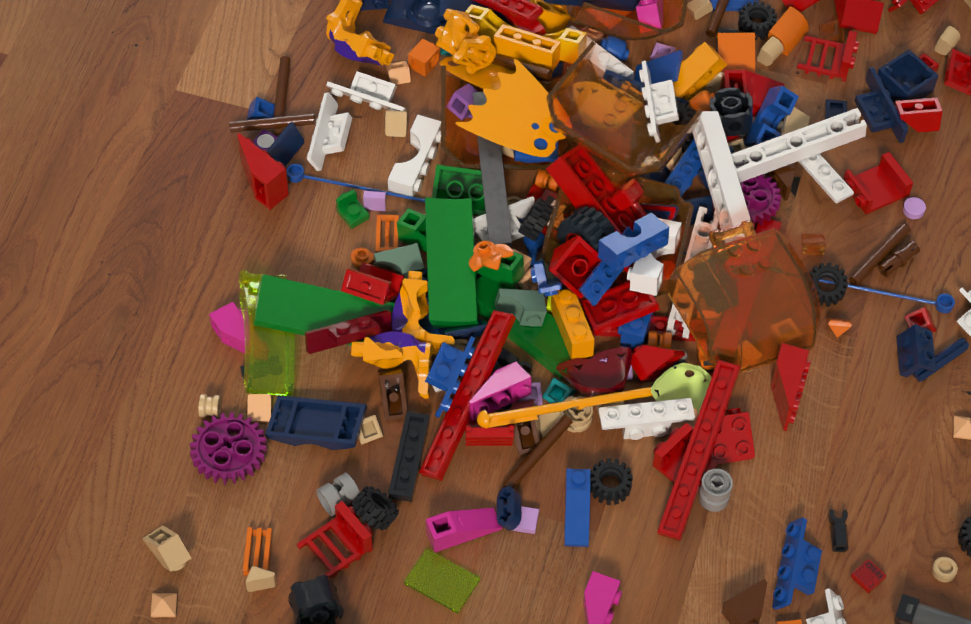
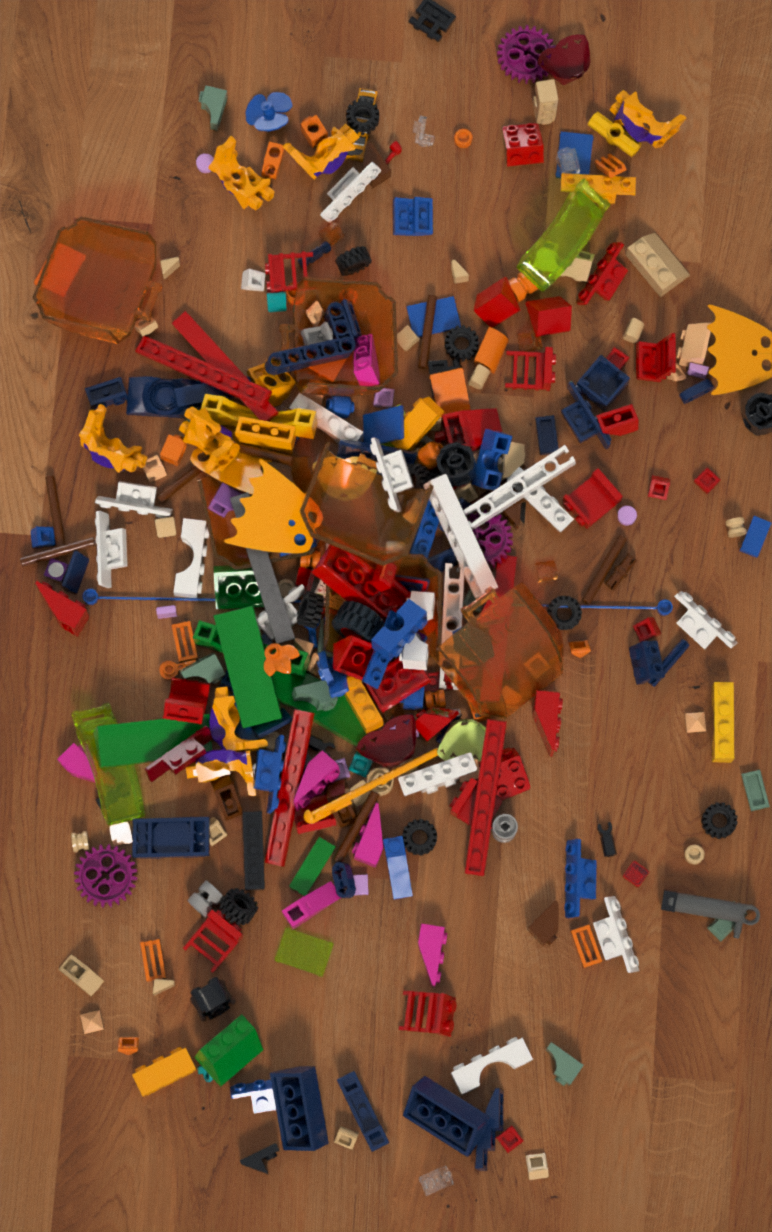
camera: 15 degrees left, 20 degrees up
(350, 209) = (148, 624): green bracket -> none
(420, 90) = (179, 483): none -> reddish brown piece
(475, 487) = (312, 866): none -> green tile
(549, 478) = (371, 843): none -> dark pink slope
(604, 342) = (393, 712): none -> clear orange slope
(955, 189) = (659, 487): none -> red slope

